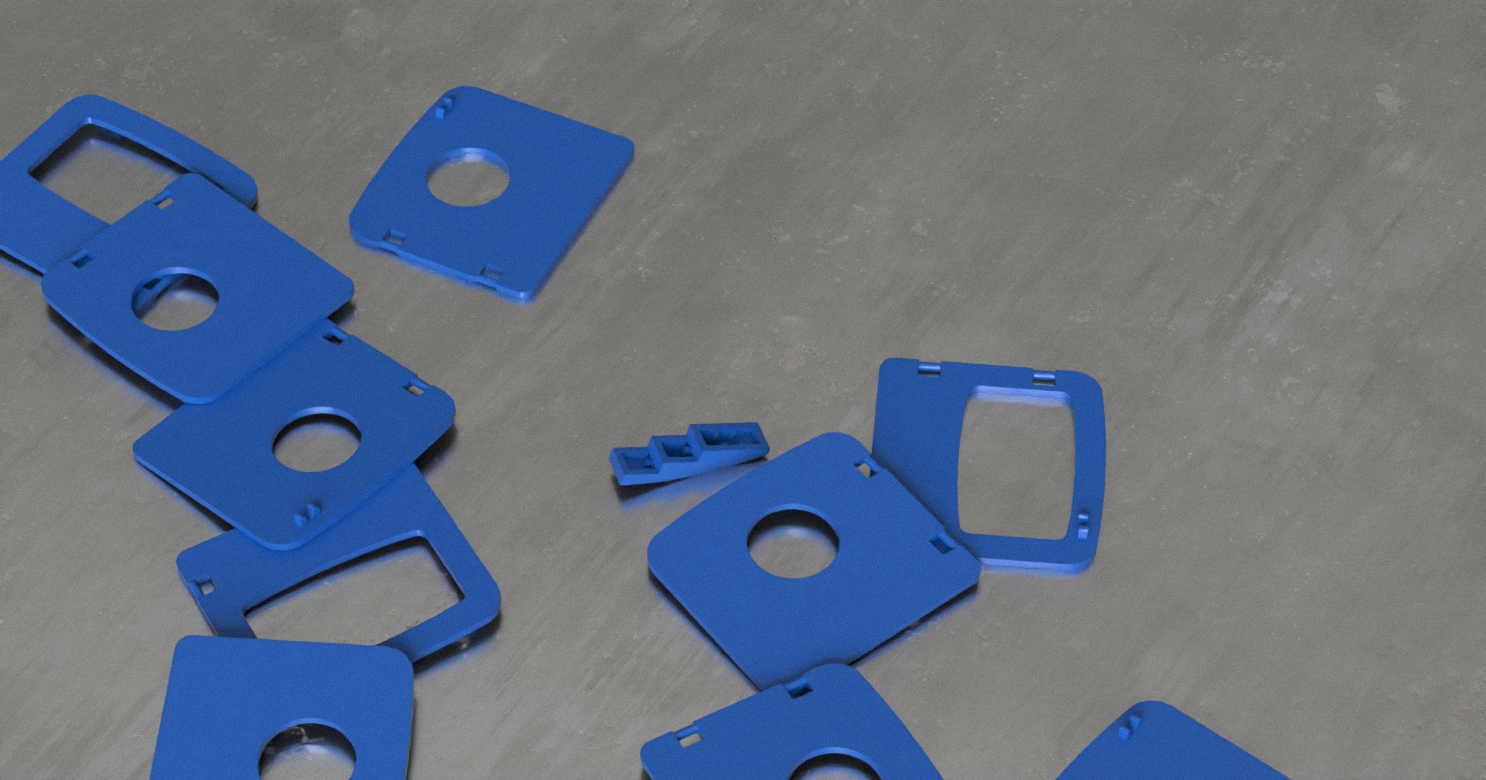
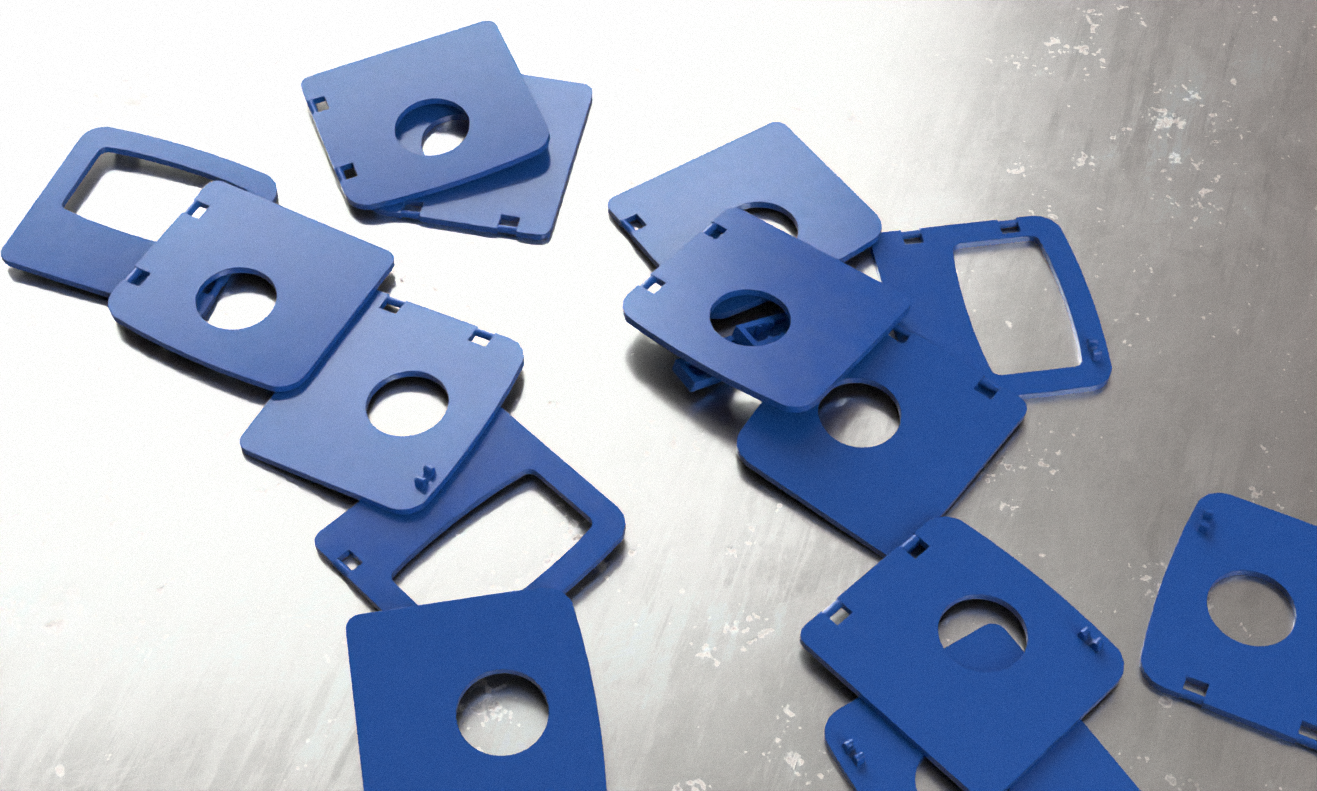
camera: 15 degrees left, 5 degrees up
(494, 99) = (456, 68): none -> door
(787, 267) = (753, 171): none -> door
(796, 412) = (830, 308): none -> blue door

